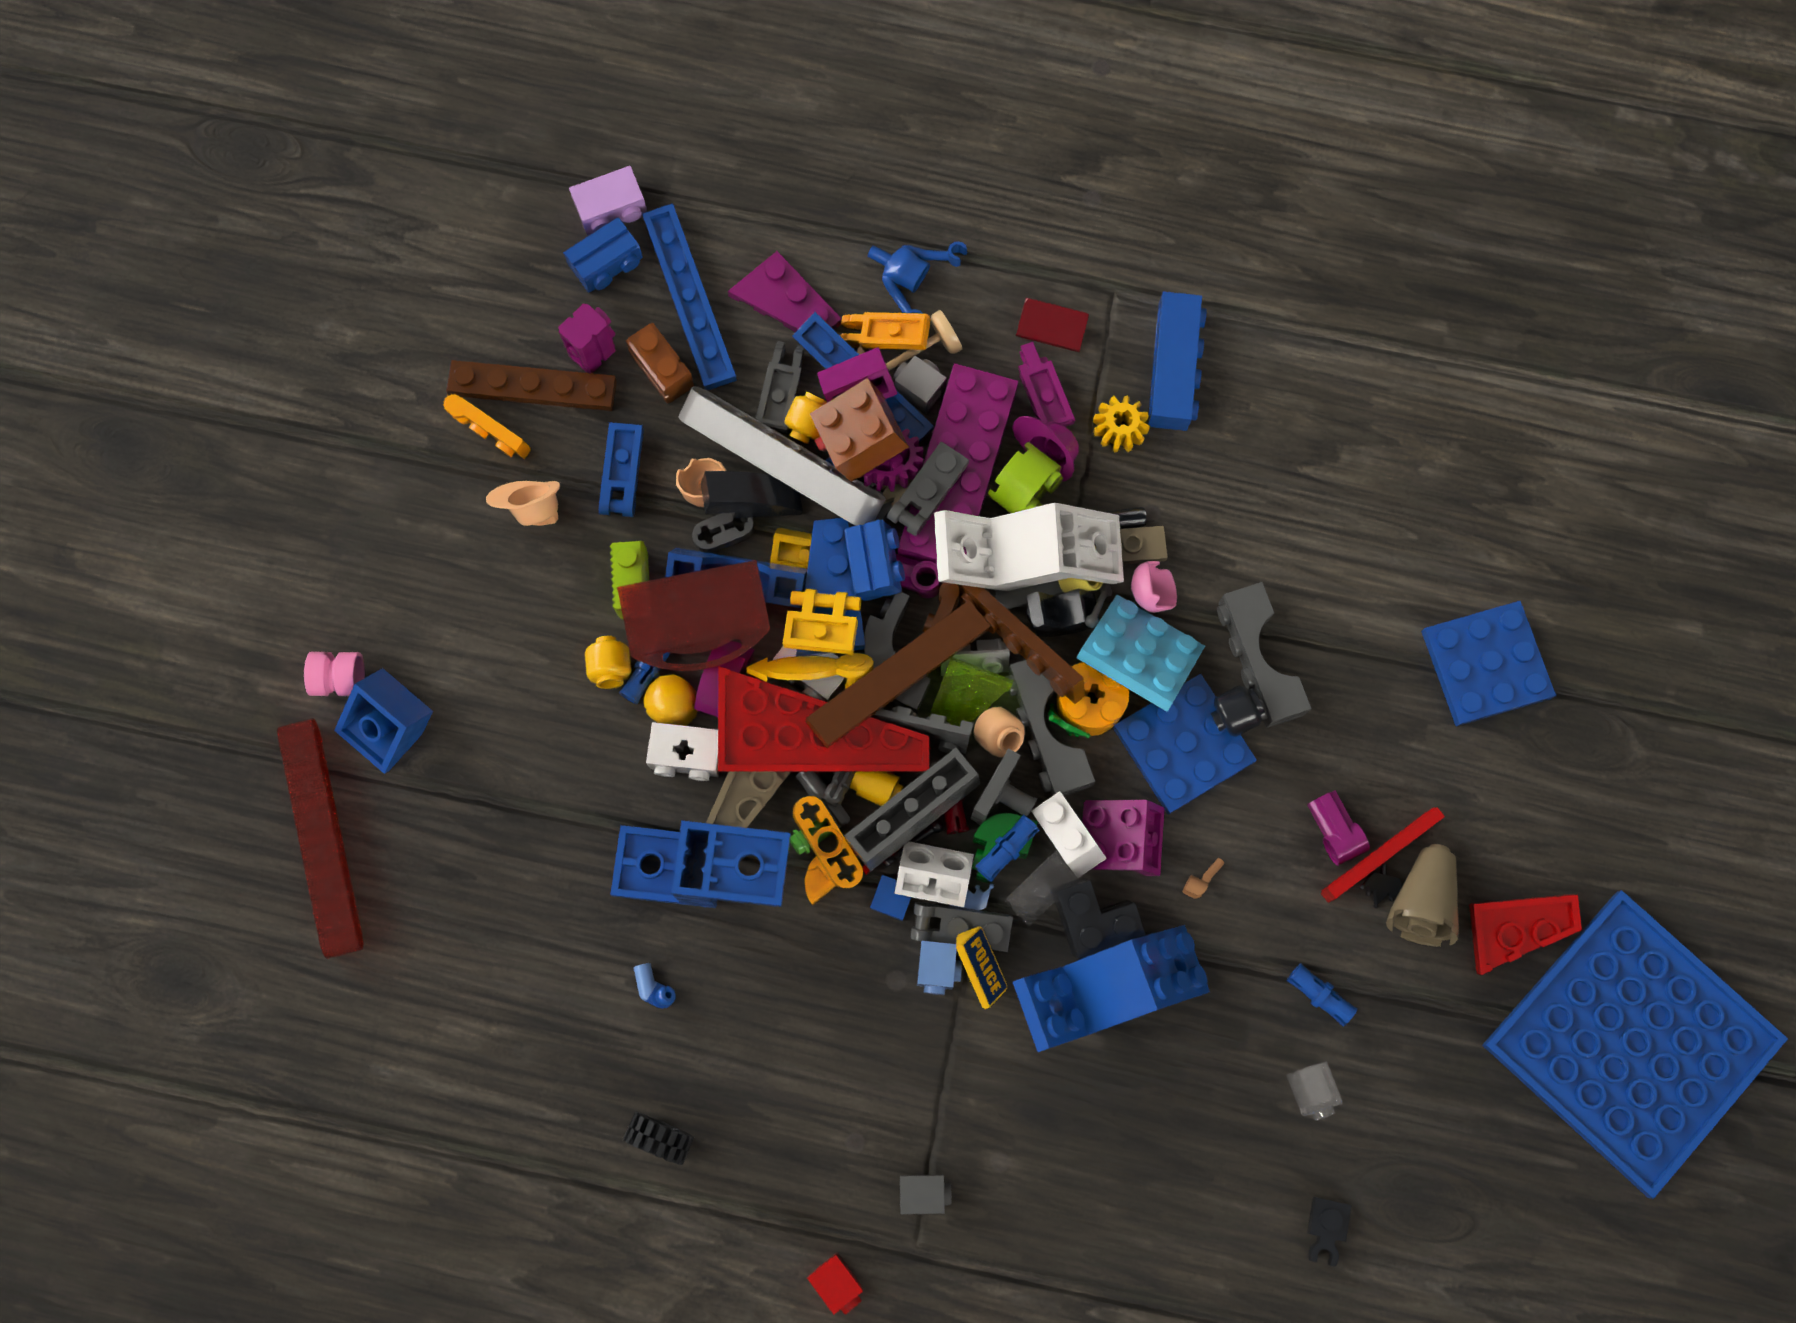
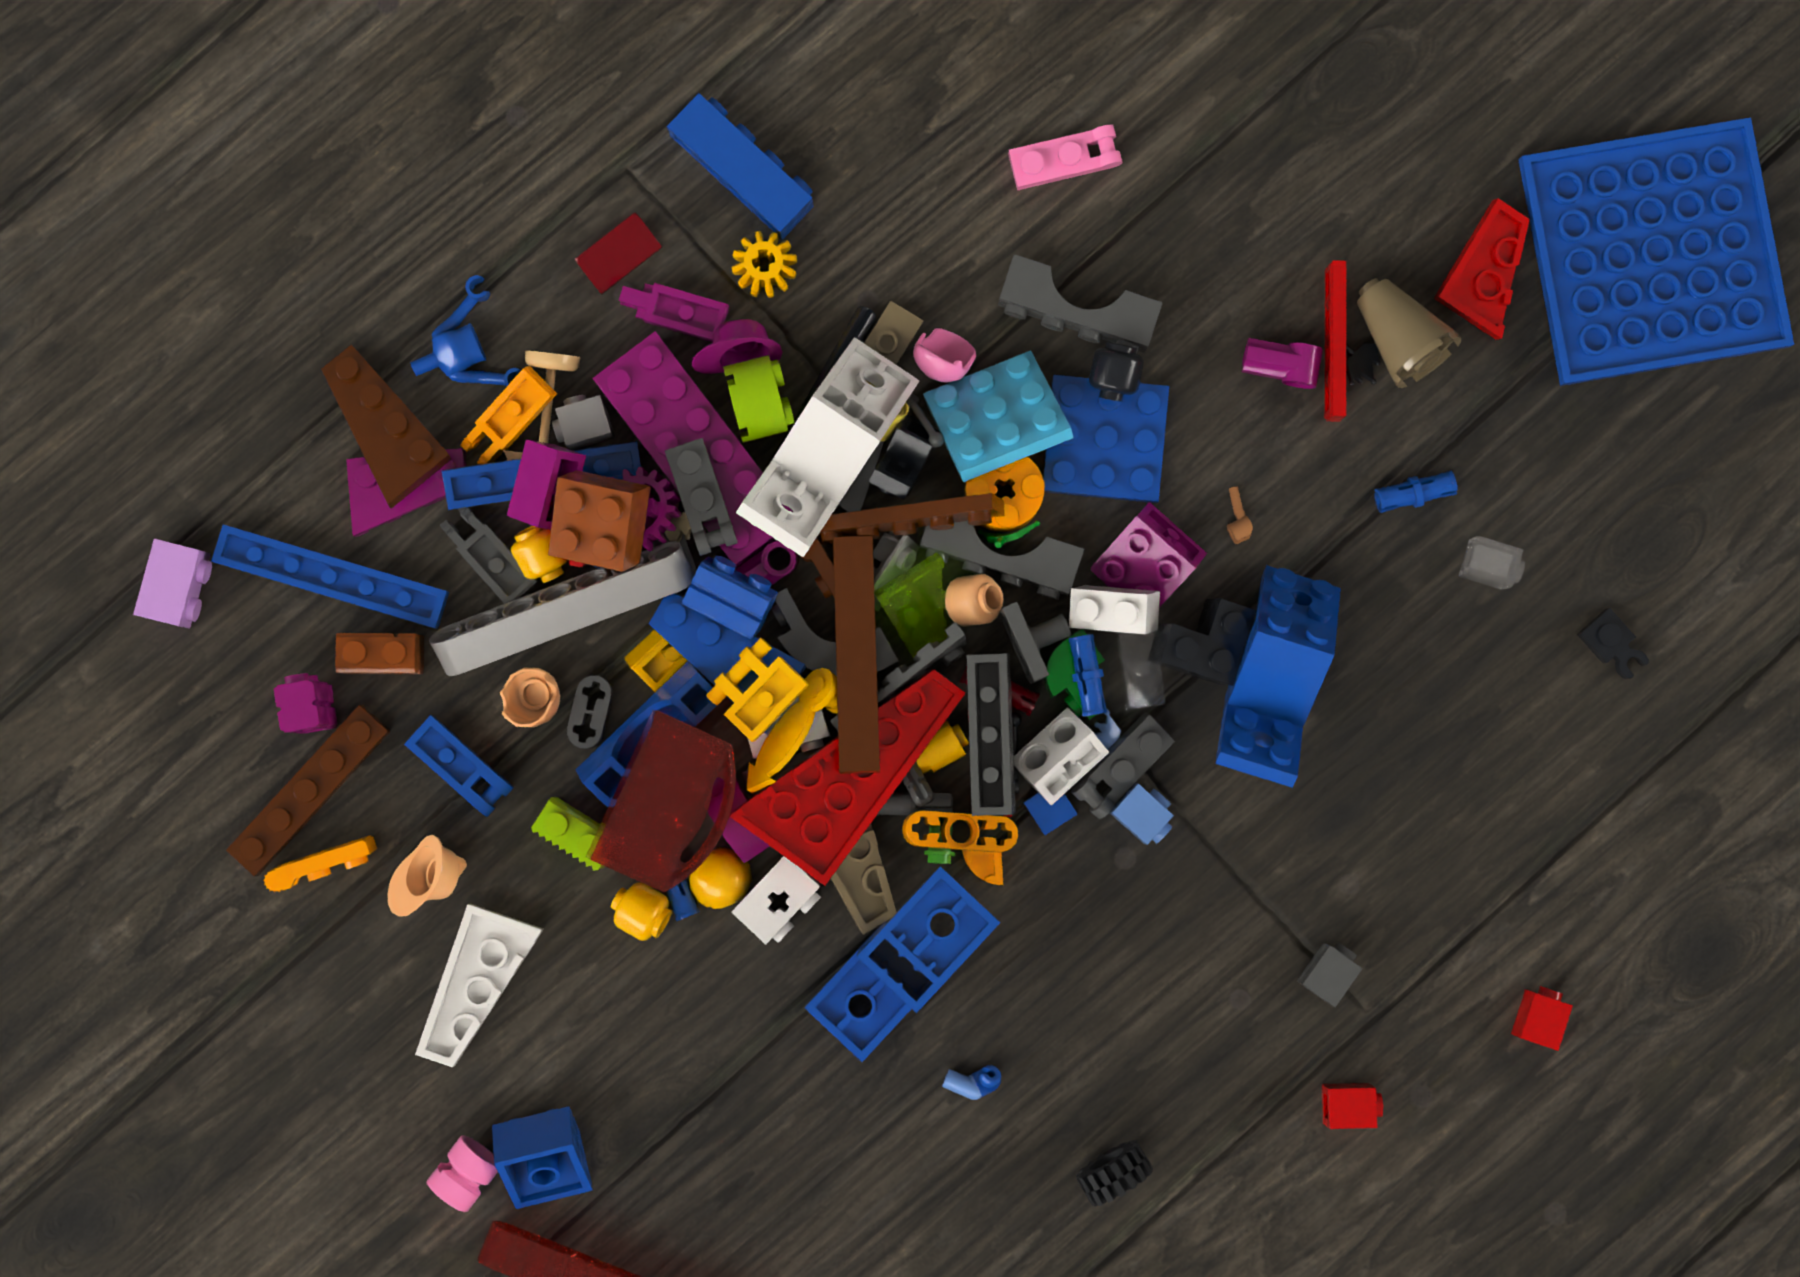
camera: 50 degrees left, 10 degrees up
(481, 584) = (476, 974): none -> white wing
(604, 255) = (227, 628): blue brick -> none
(748, 495) = (577, 667): black slope -> none
(814, 263) = (388, 433): none -> reddish brown wing
(981, 966) = (1172, 776): slope -> none
(1356, 572) = (1064, 157): none -> bright pink plate
(1488, 663) = (1235, 106): blue plate -> none

